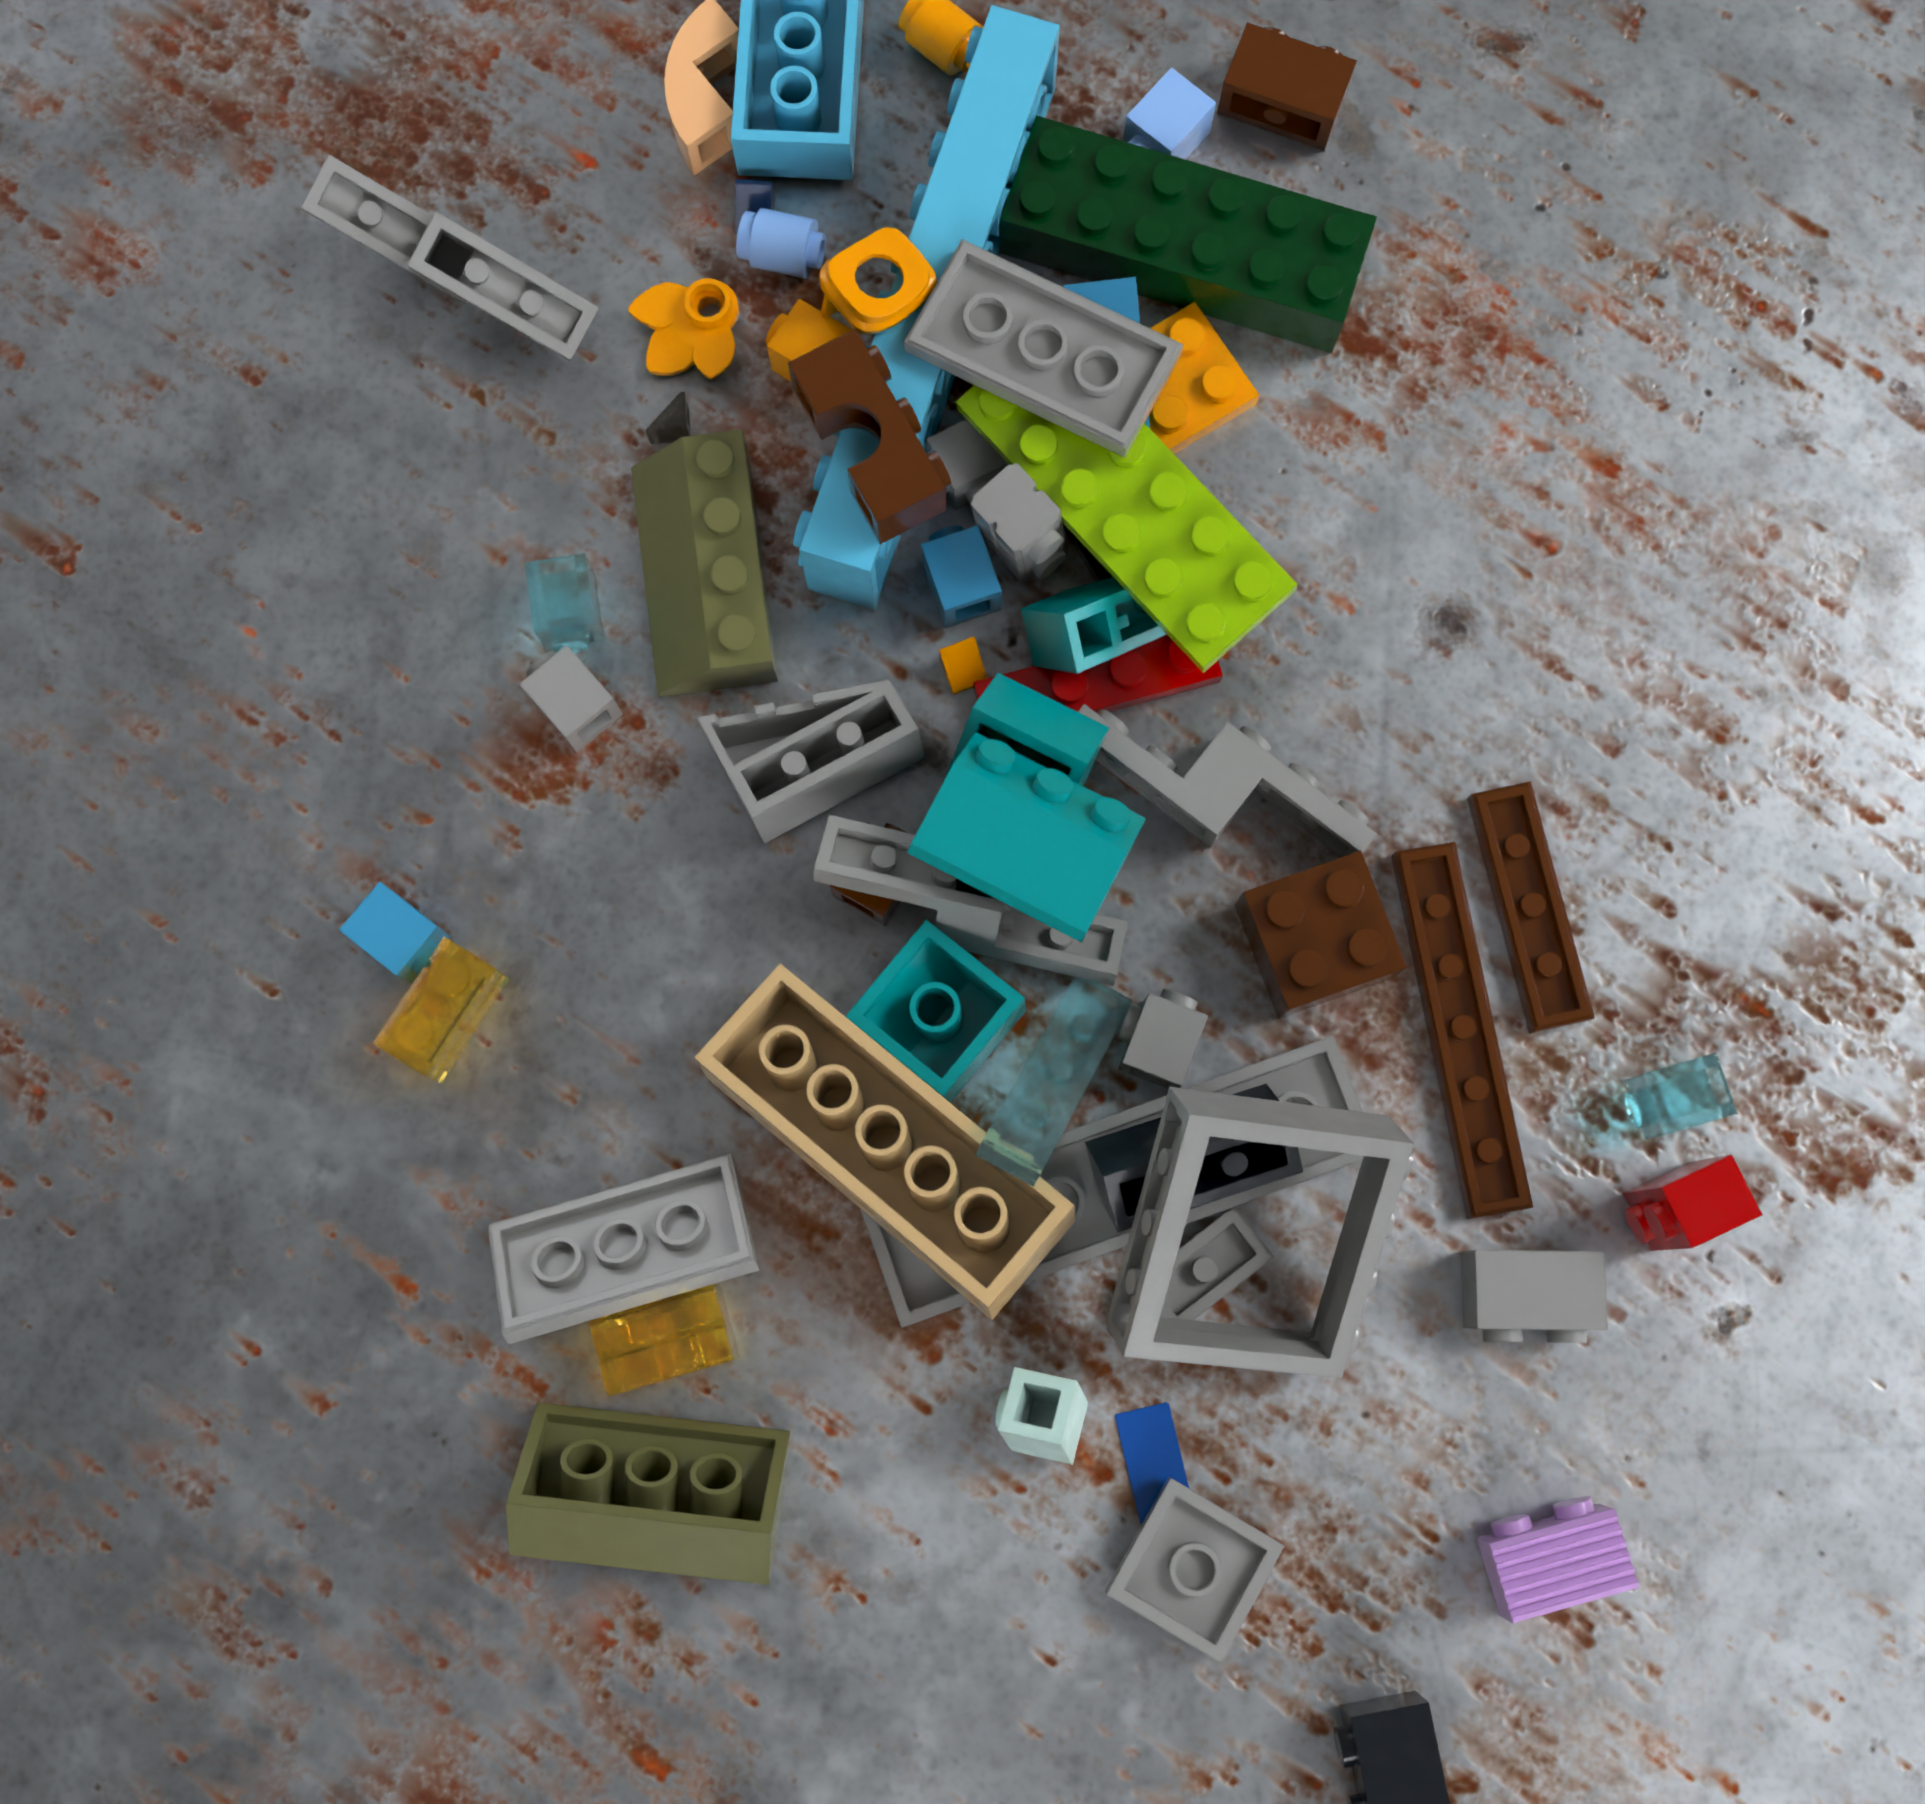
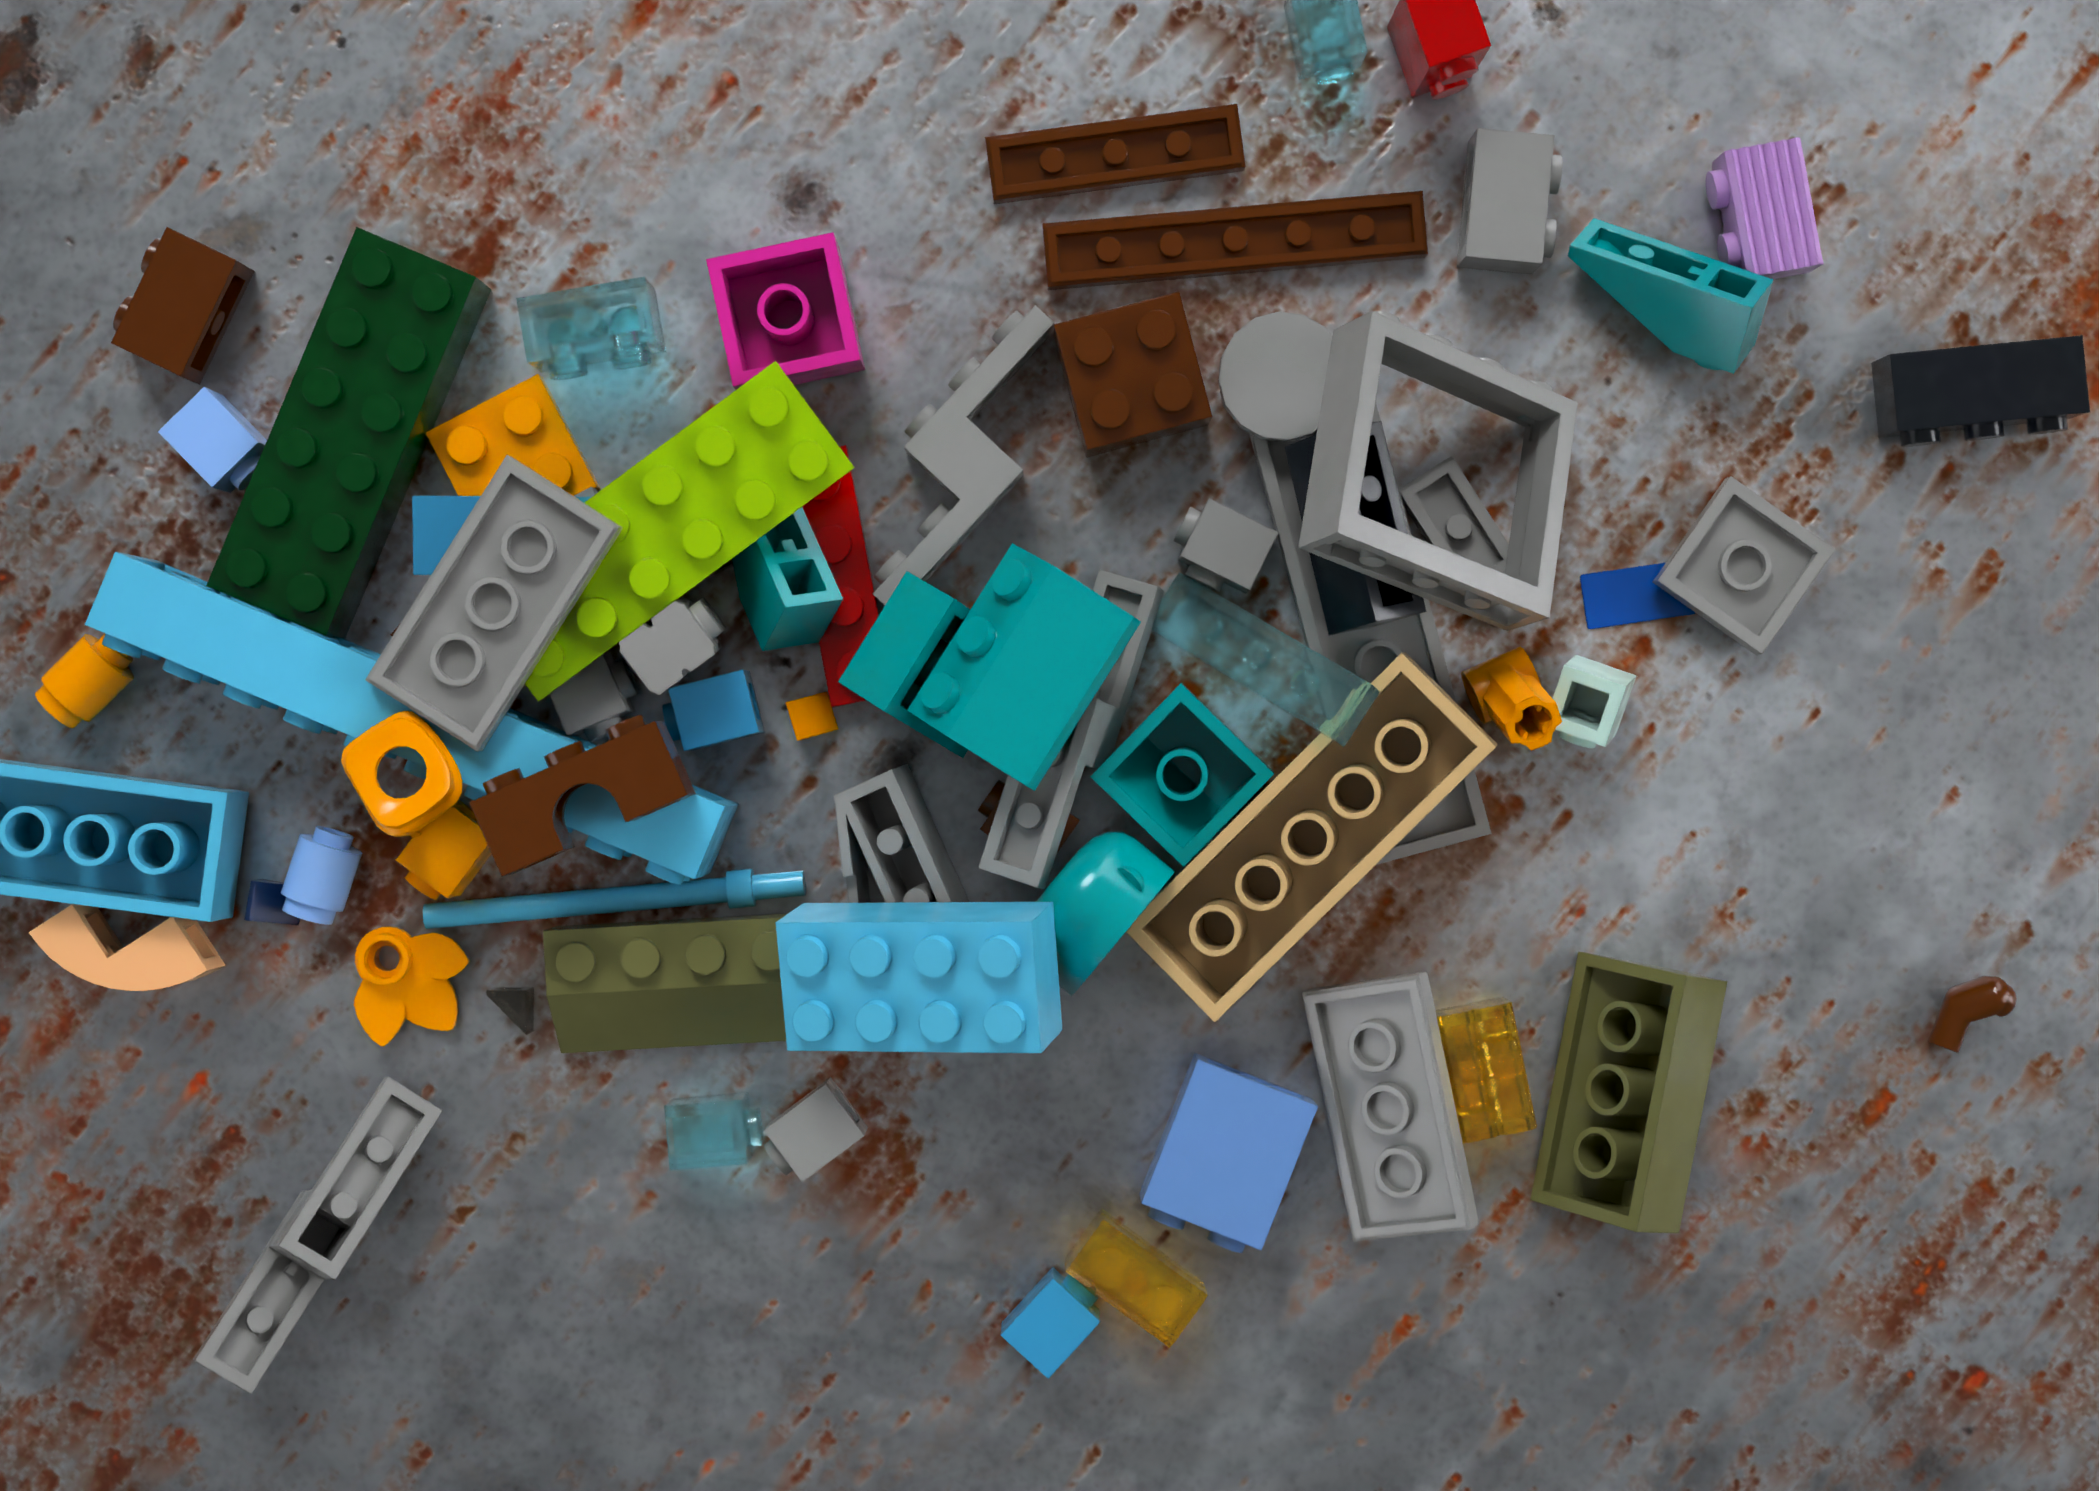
camera: 90 degrees left, 10 degrees up
(567, 1089) = (1226, 1154): none -> medium blue brick
(719, 764) = (920, 977): none -> medium azure brick
(794, 609) = (737, 889): none -> medium azure bar
(801, 925) = (1099, 900): none -> teal piece
(1038, 1335) = (1512, 697): none -> light orange piece
(1309, 433) = (591, 326): none -> clear light blue brick
(1336, 1066) = (1276, 376): none -> light grey tile
(1347, 607) = (786, 308): none -> dark pink brick
(1461, 1476) = (1678, 295): none -> teal slope

